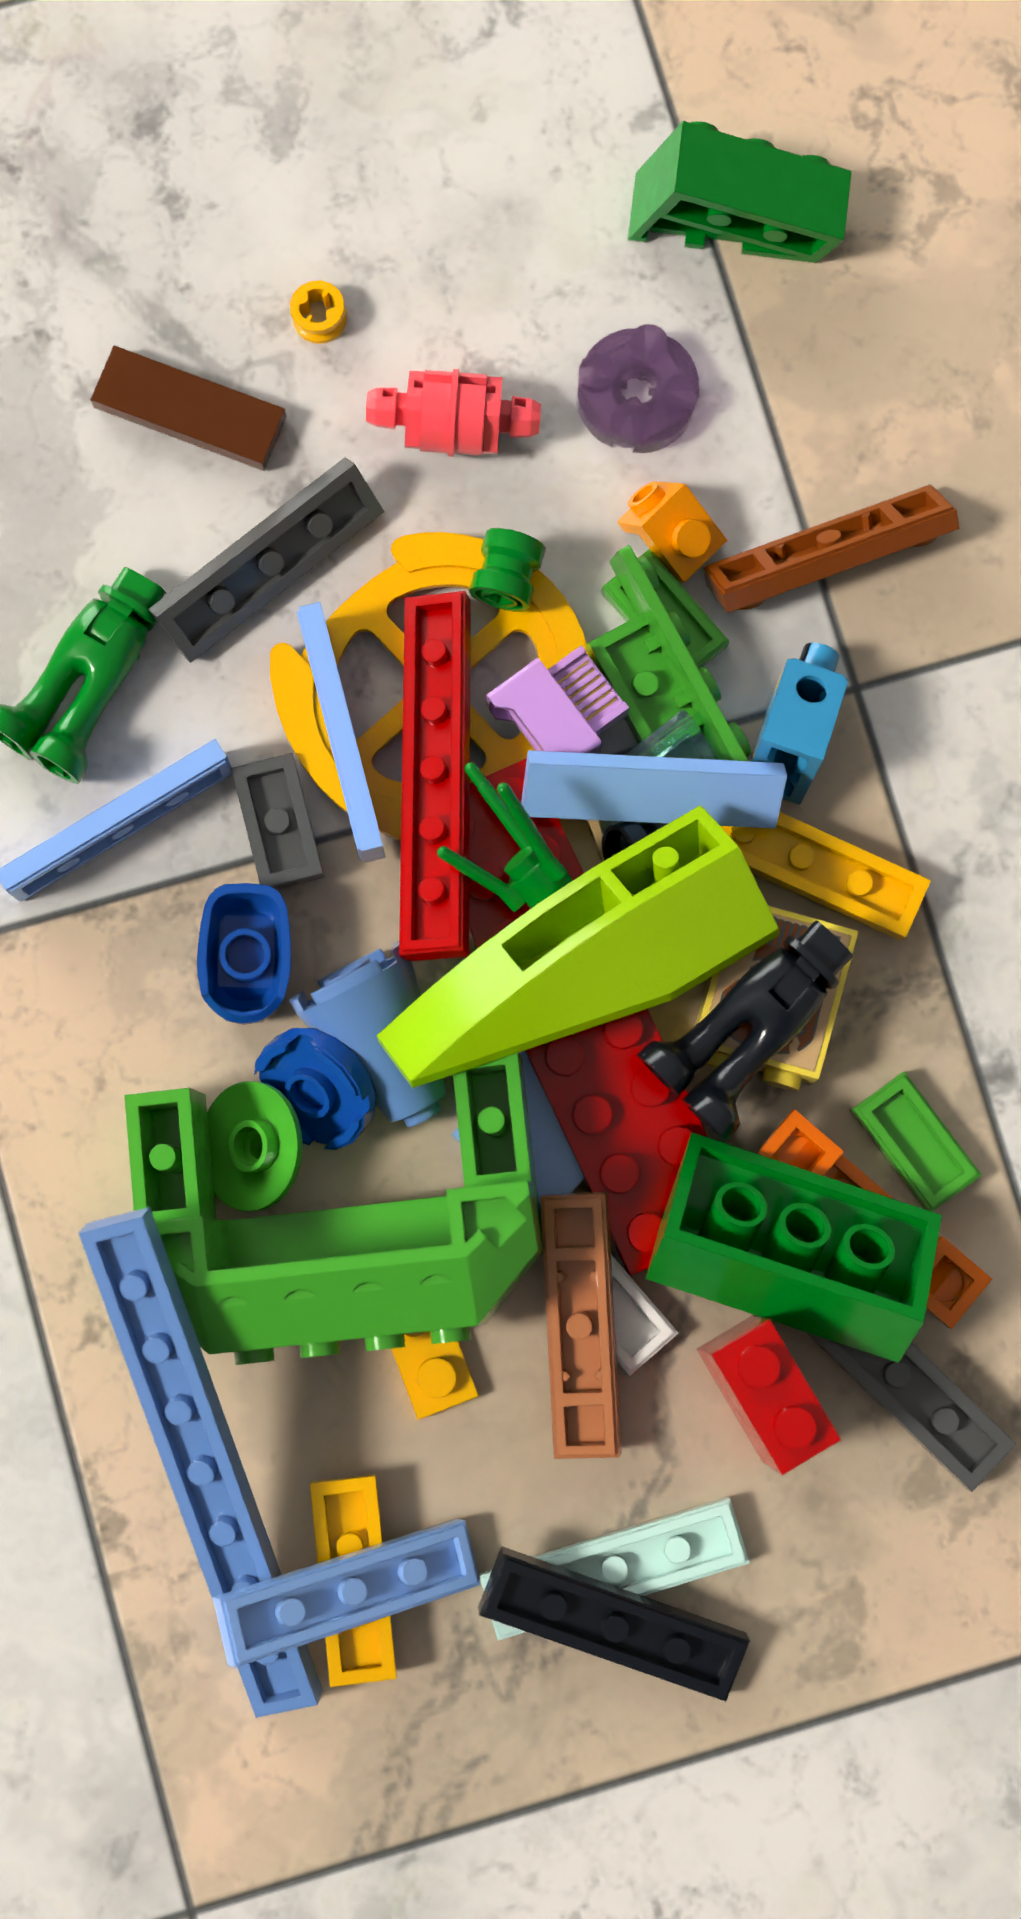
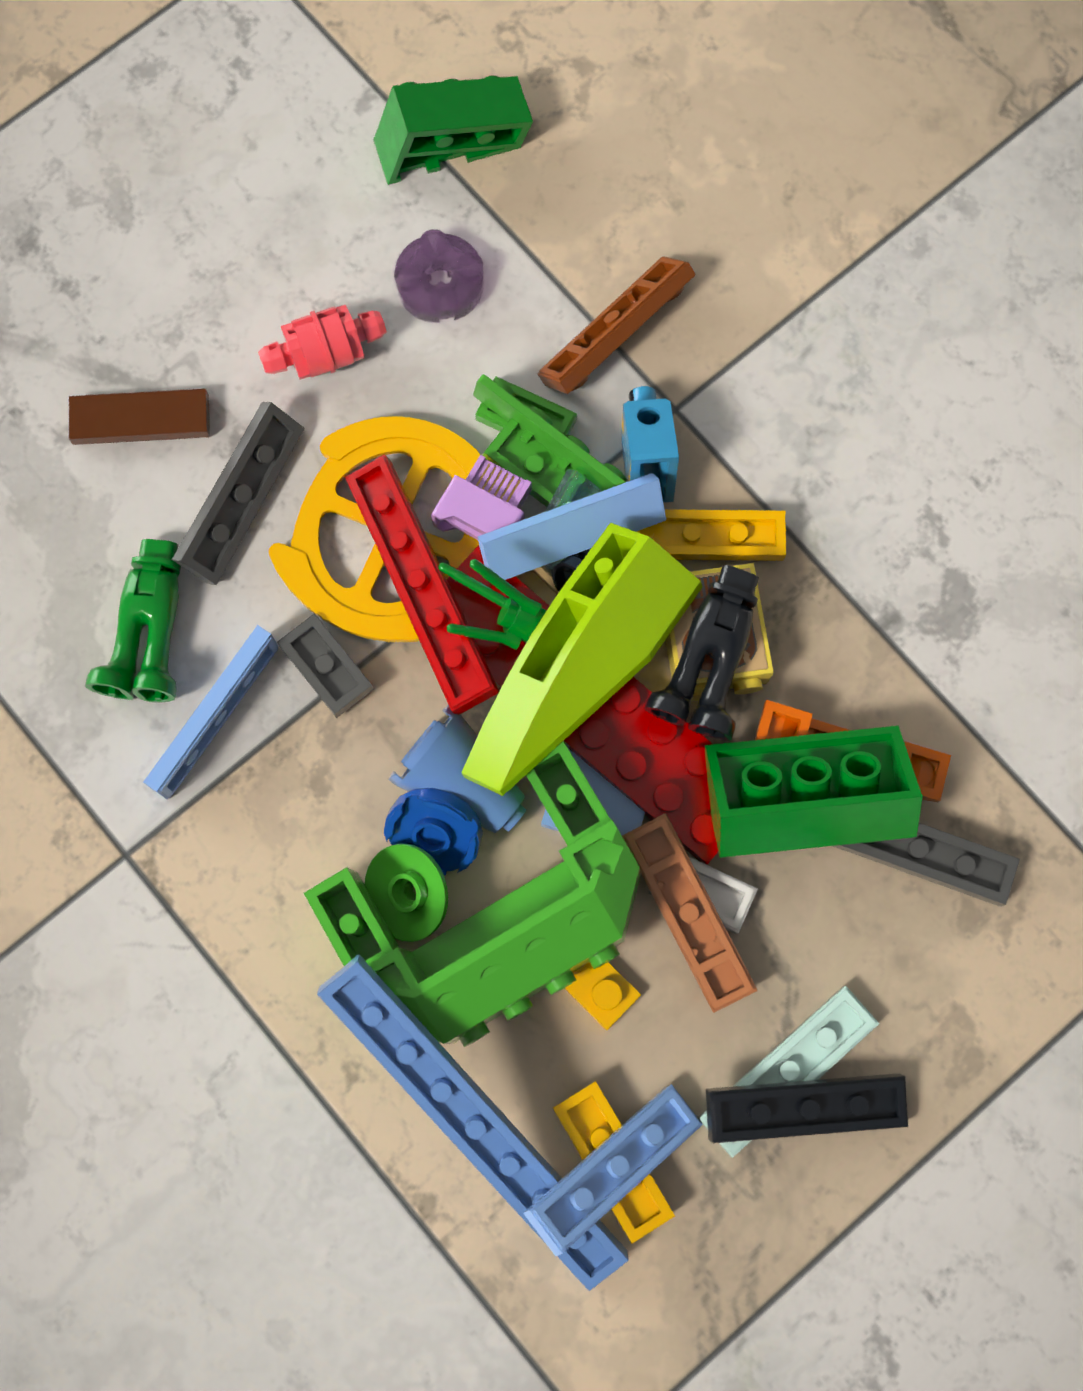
camera: 20 degrees left, 5 degrees down
(244, 952) = (343, 761): blue piece -> none
(336, 317) = (210, 326): yellow bush -> none
(340, 732) = (343, 584): light blue tile -> none
(507, 569) = (407, 427): green wheel -> none
(673, 527) = (504, 354): light orange bracket -> none
(768, 1394) = (839, 897): red brick -> none
(916, 1142) = (856, 689): bright green tile -> none

